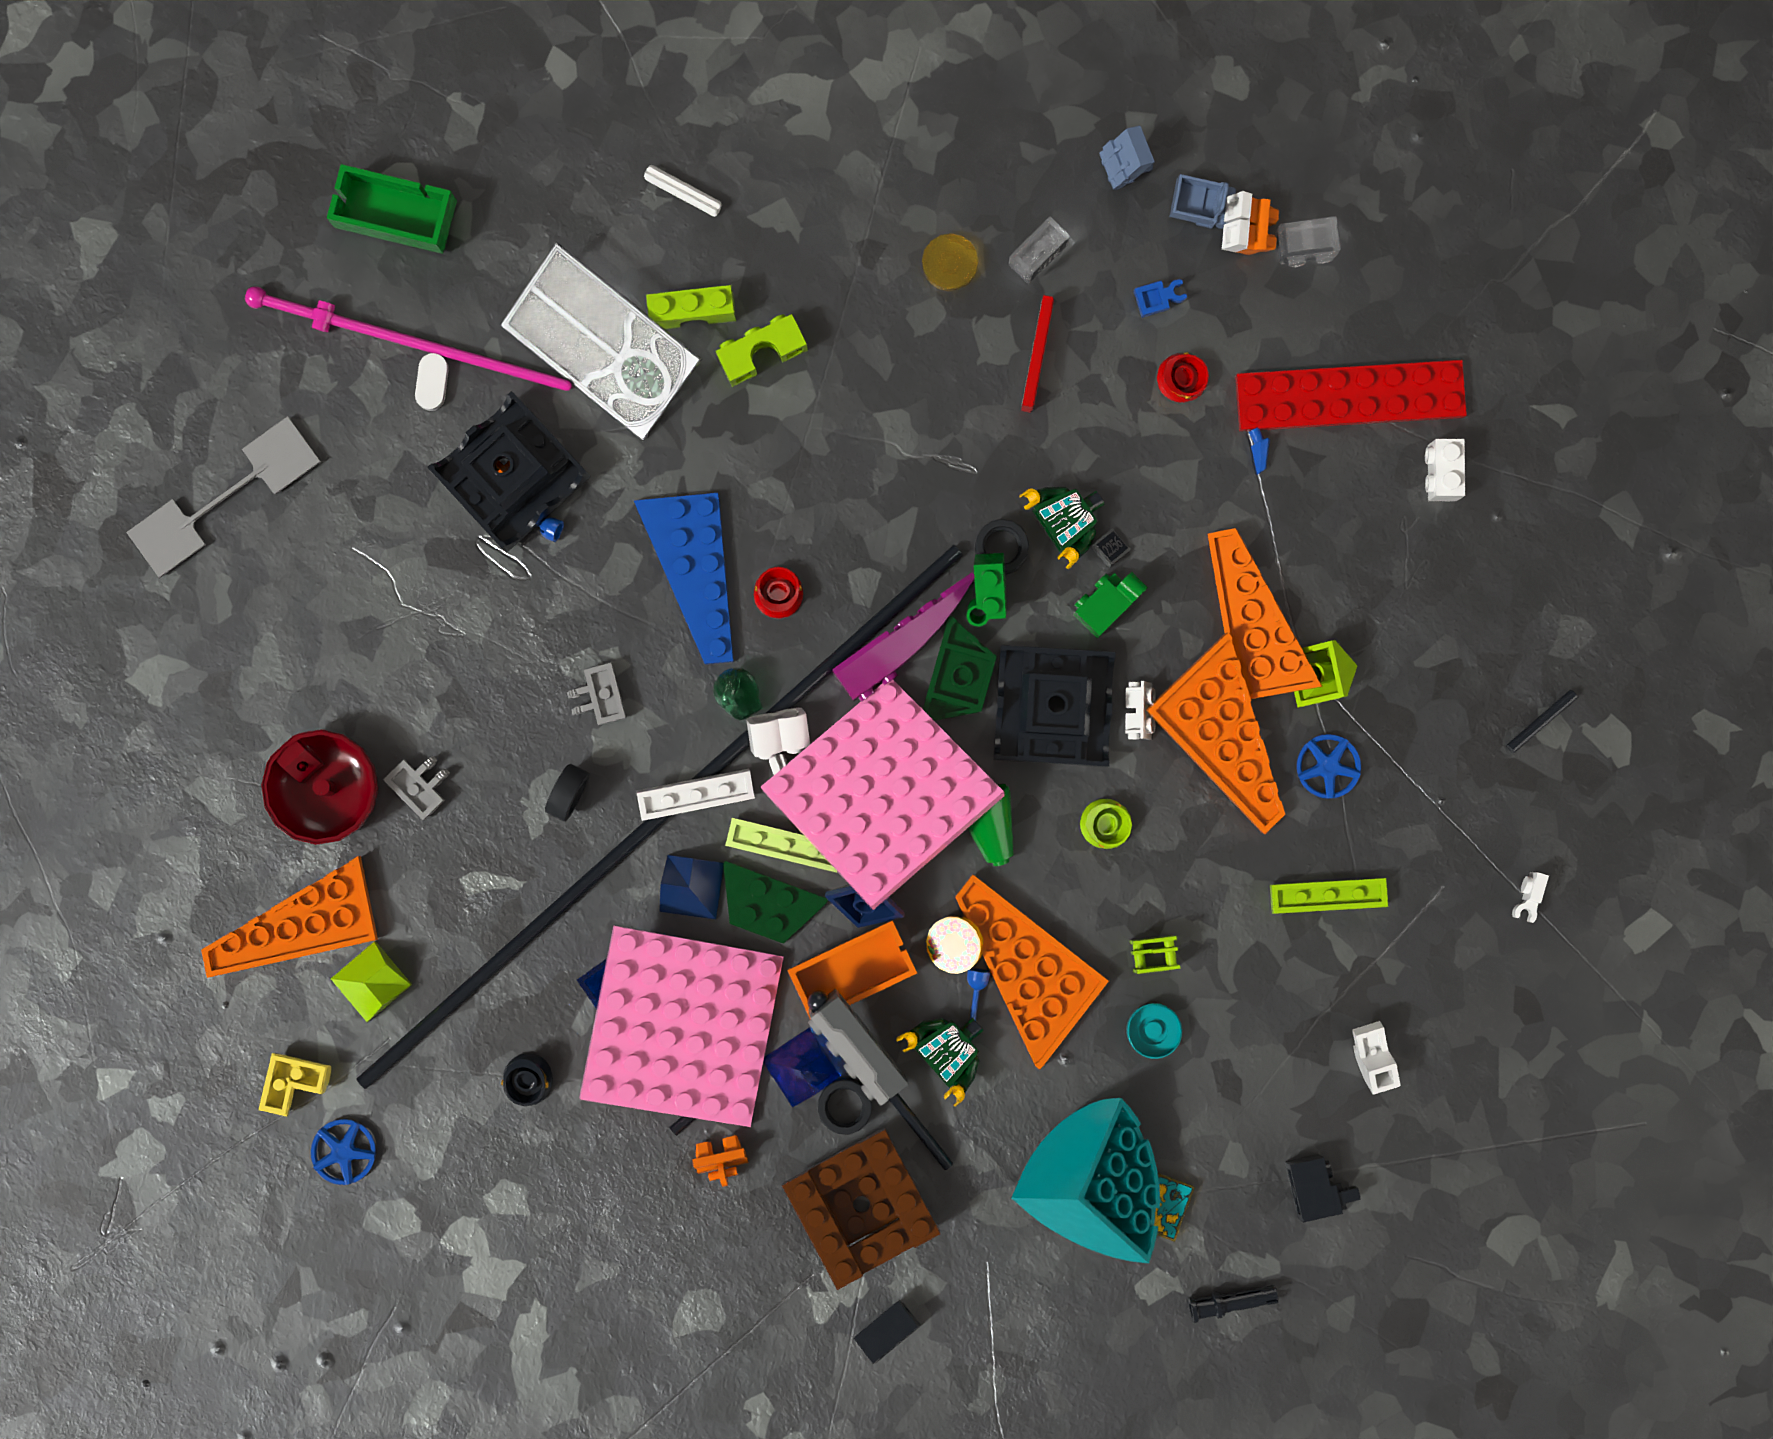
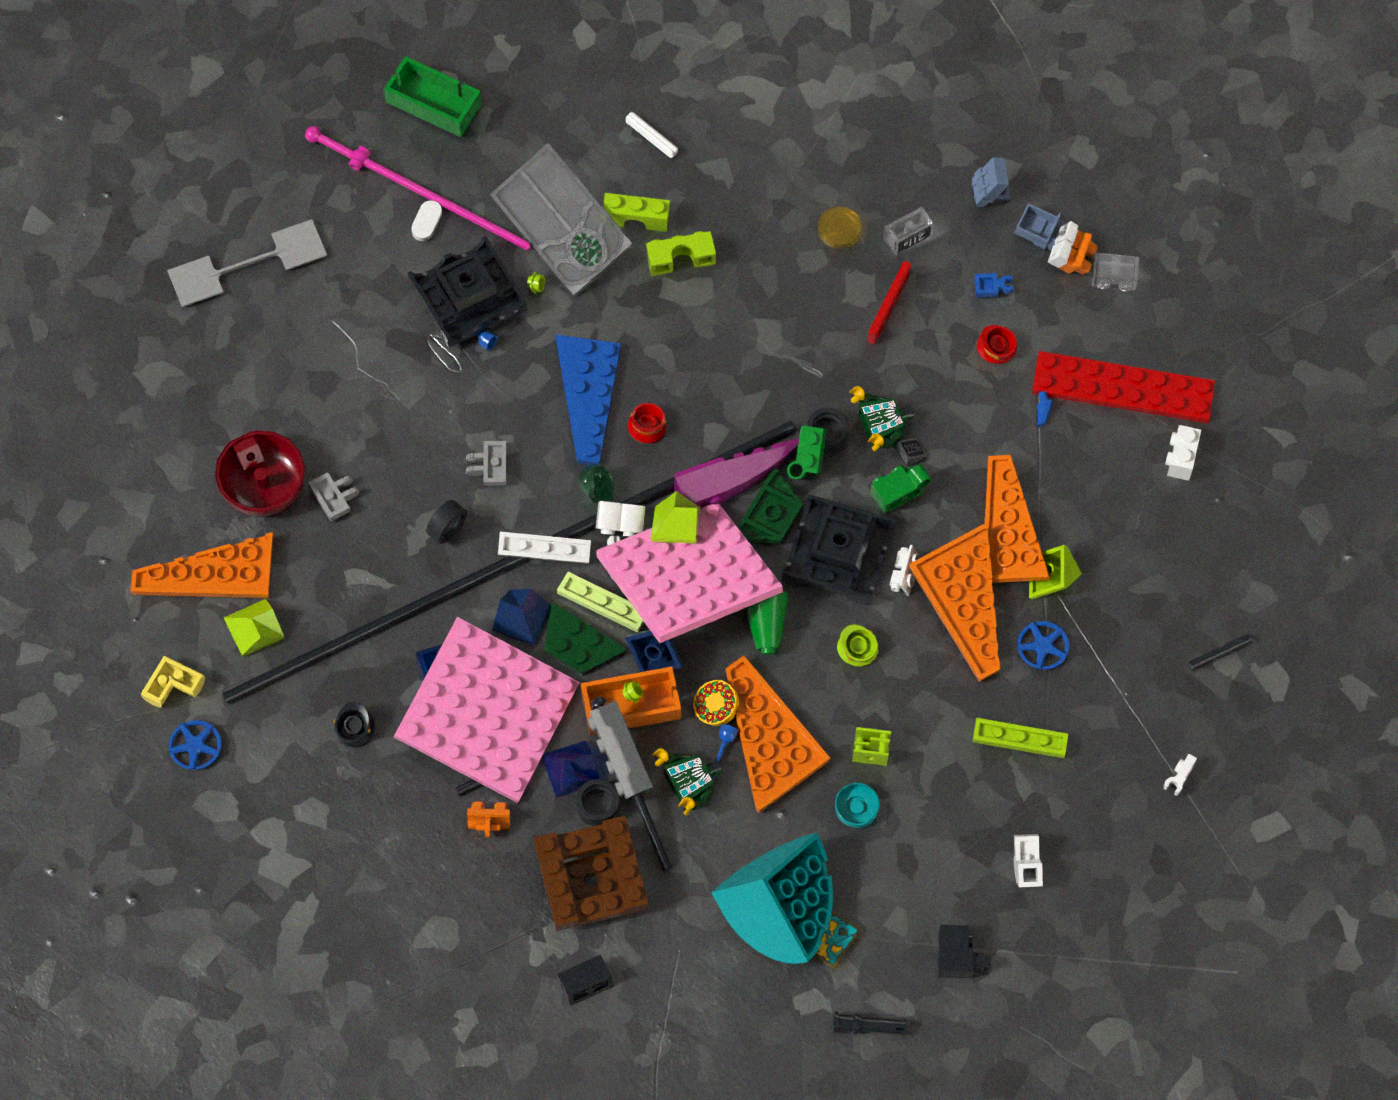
camera: 10 degrees right, 20 degrees down
(591, 435) = (536, 282): none -> lime plate
(848, 726) = (676, 520): none -> lime slope
(852, 964) = (632, 691): none -> lime plate

